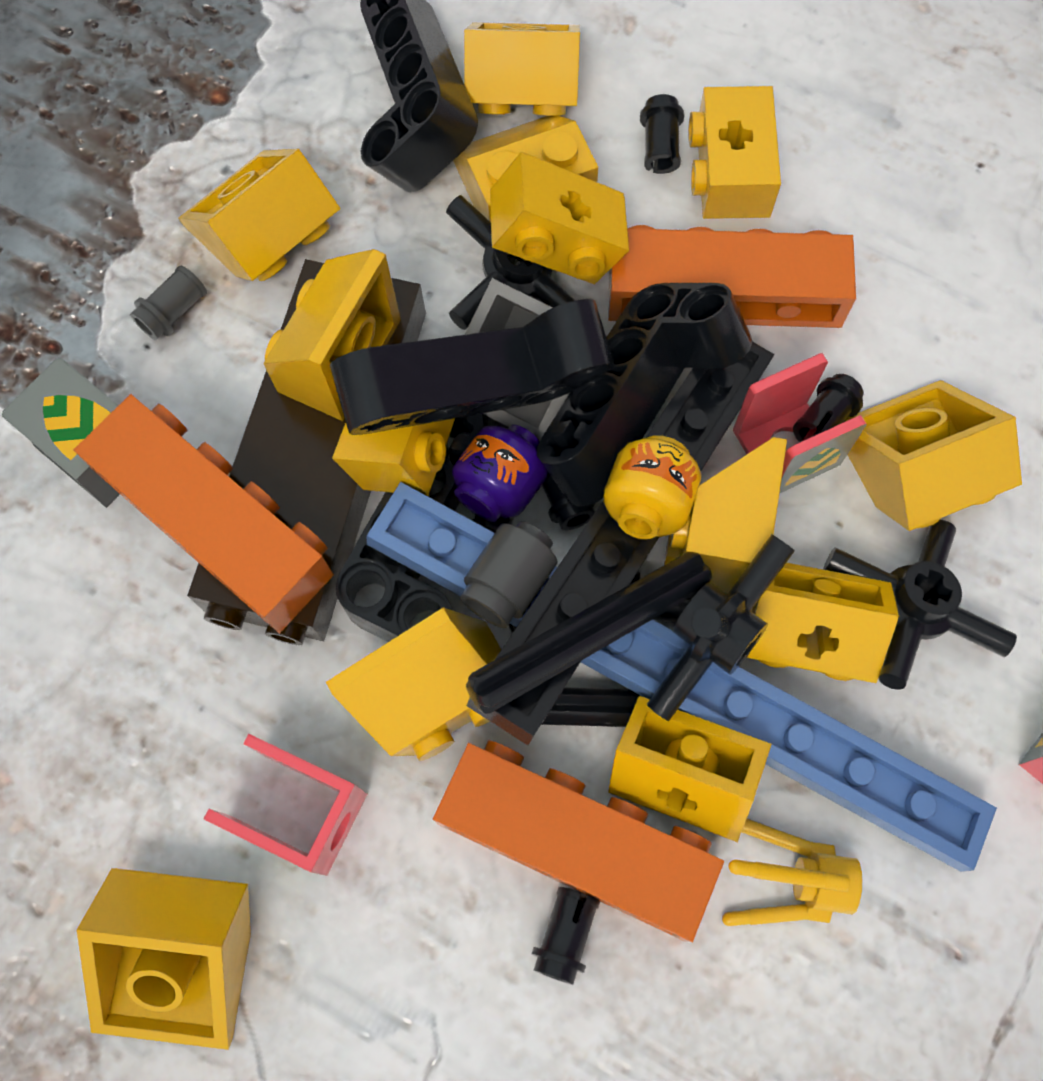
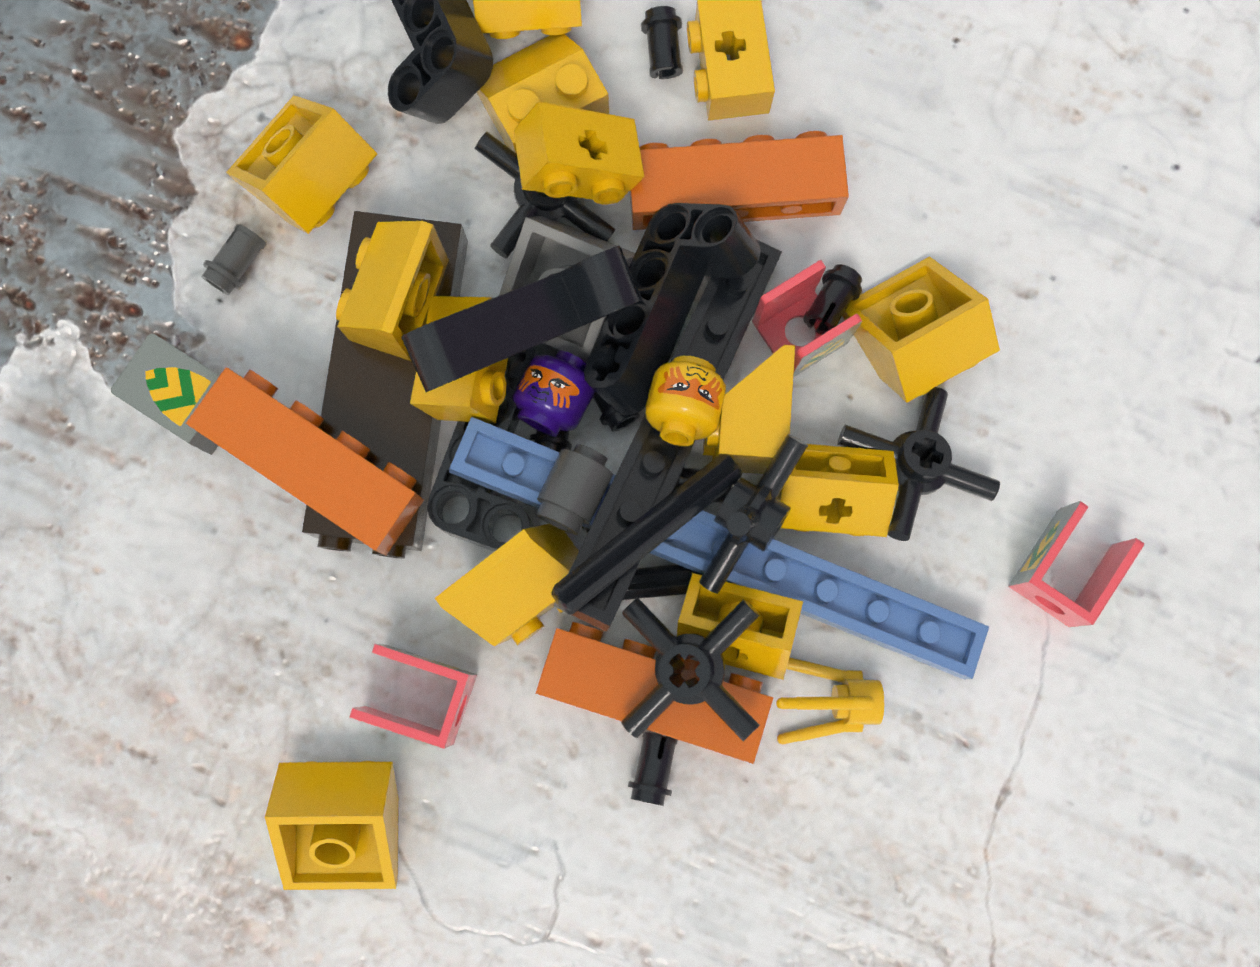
camera: 10 degrees left, 10 degrees up
(651, 809) = (669, 667): none -> black bar

